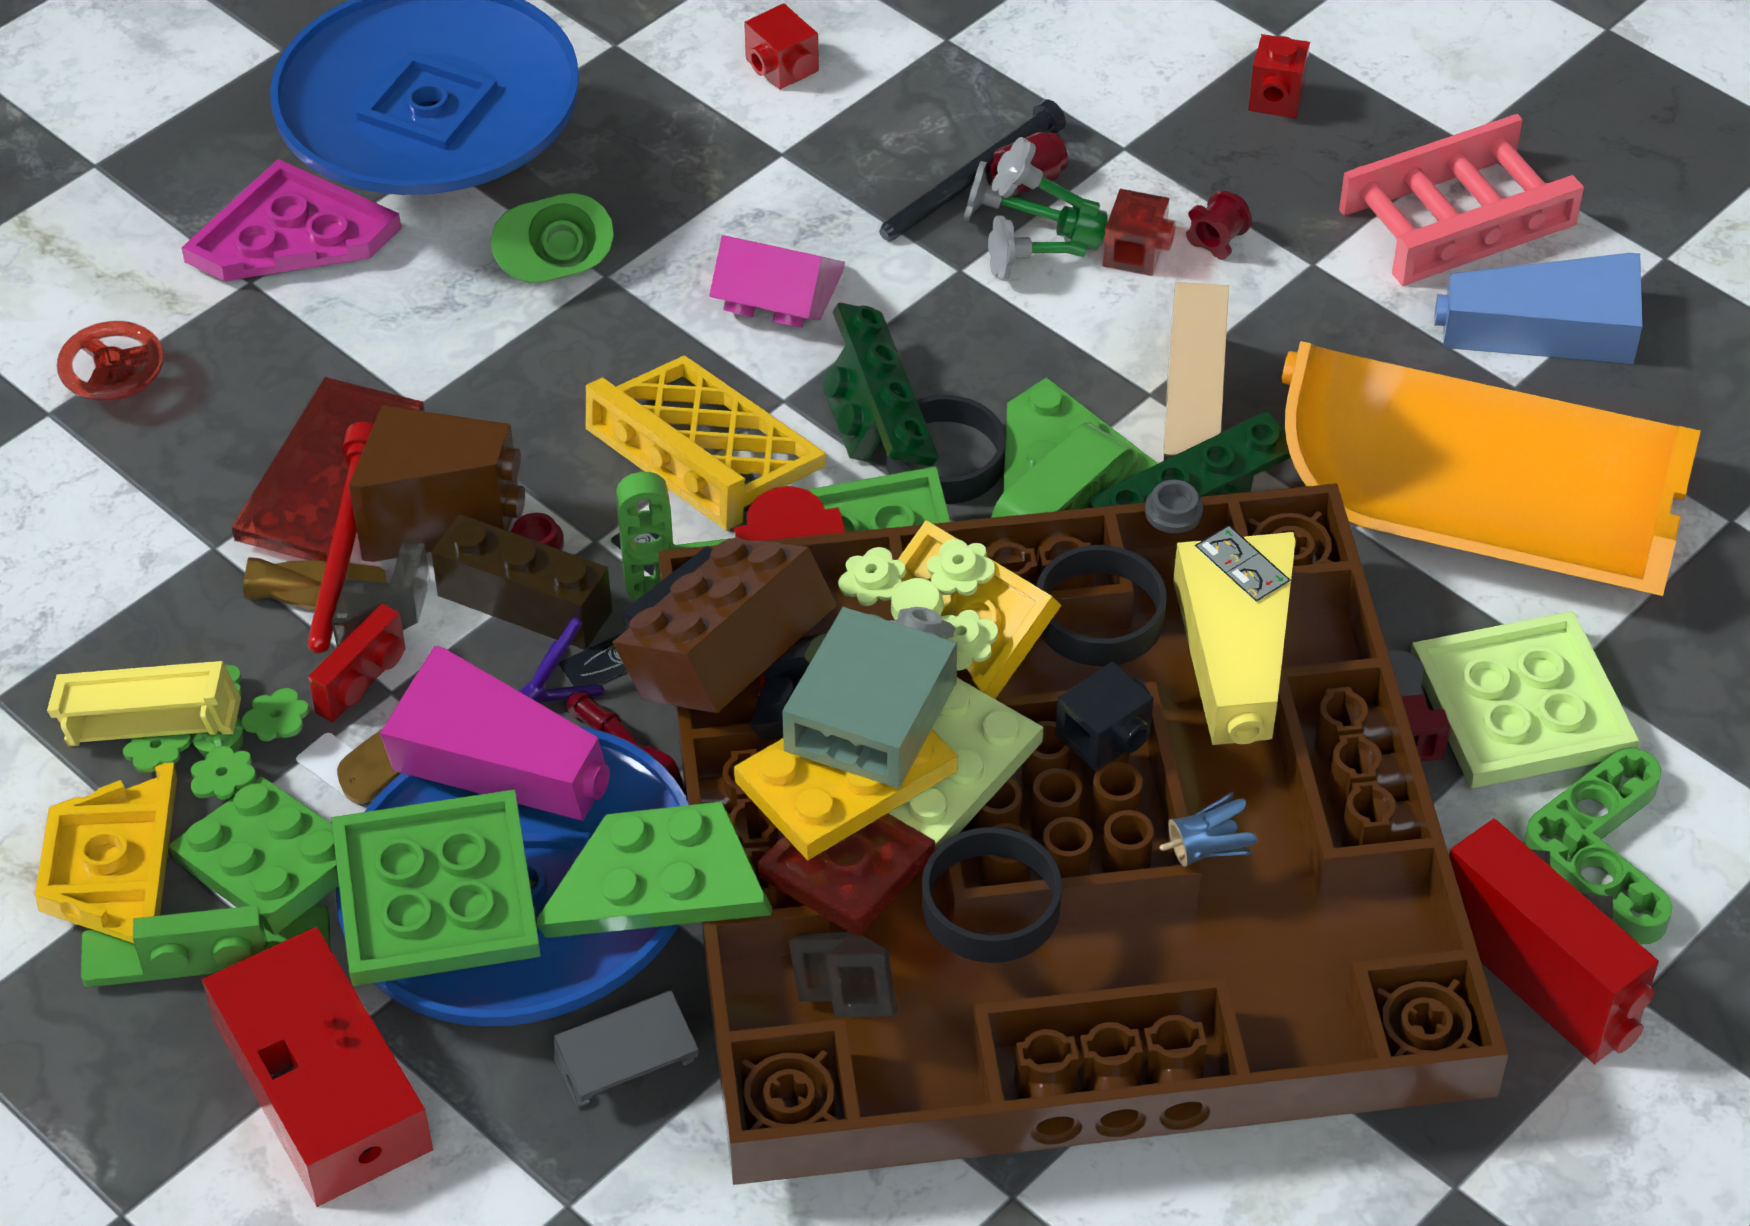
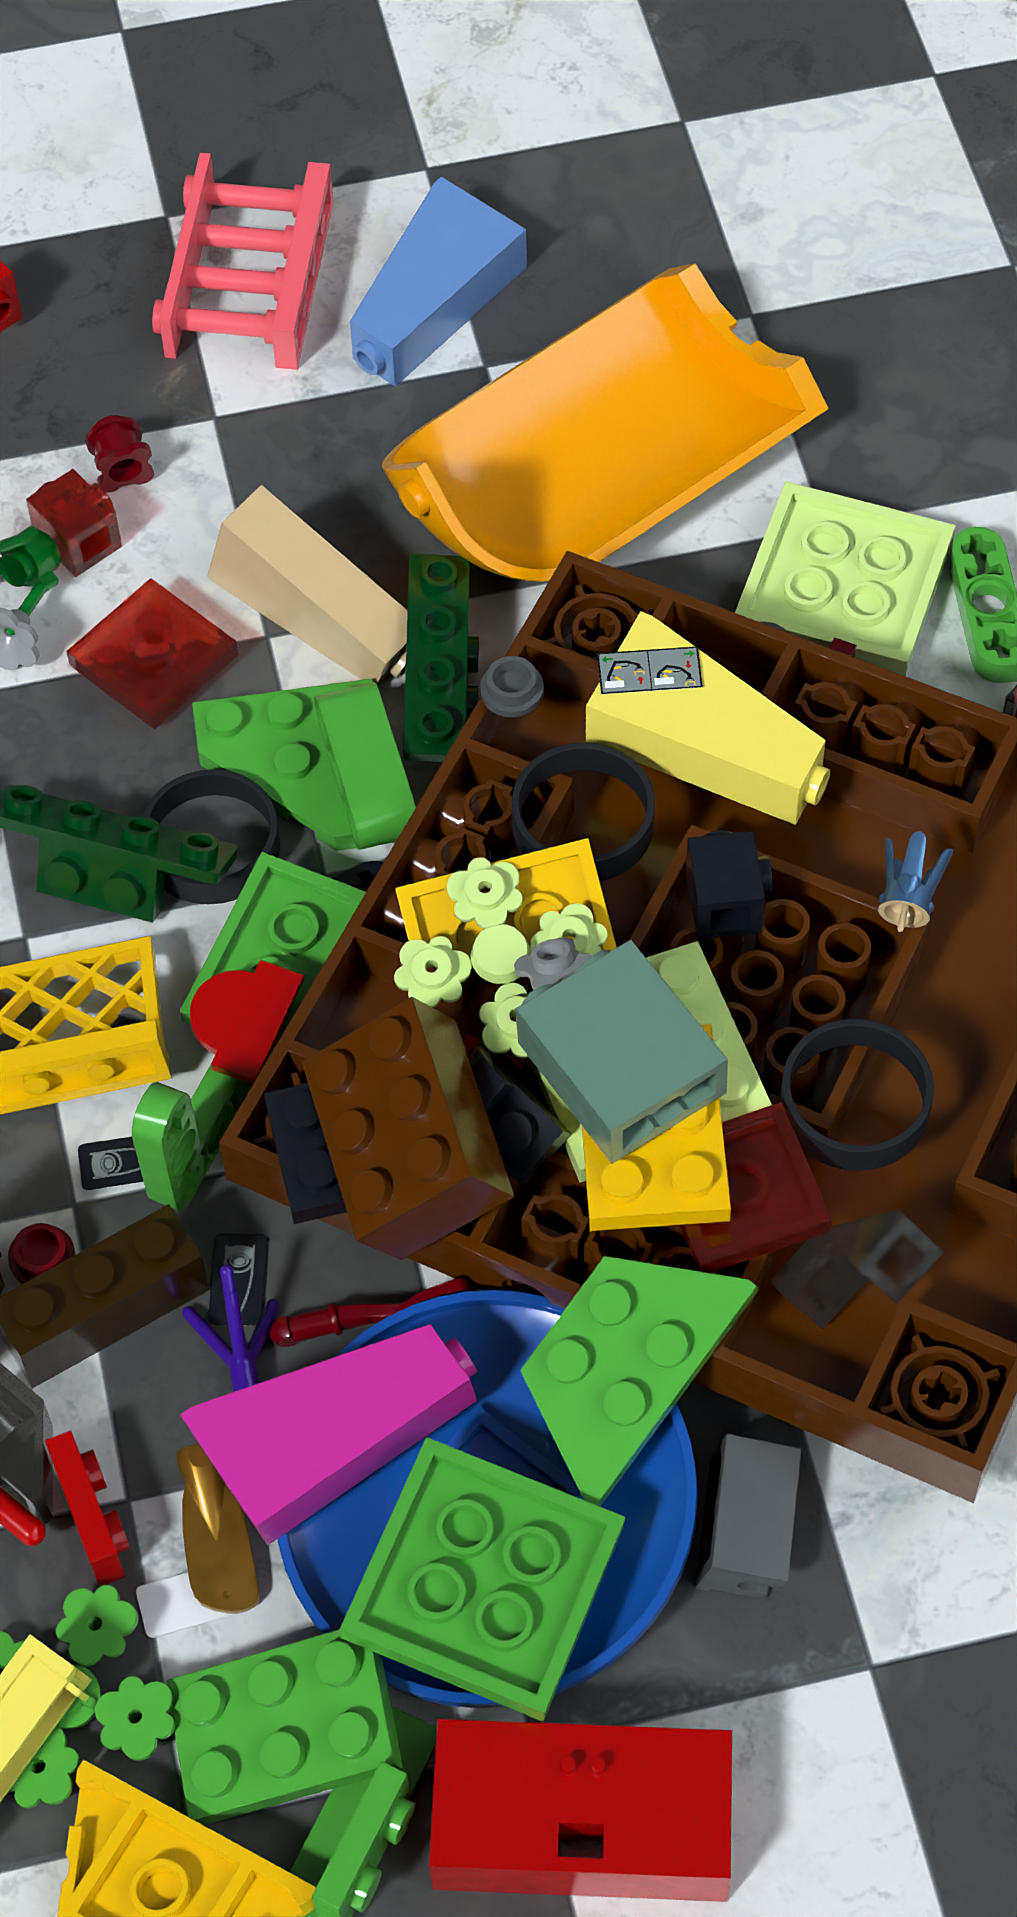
camera: 55 degrees left, 10 degrees up
(1067, 334) = (152, 653): none -> clear red plate

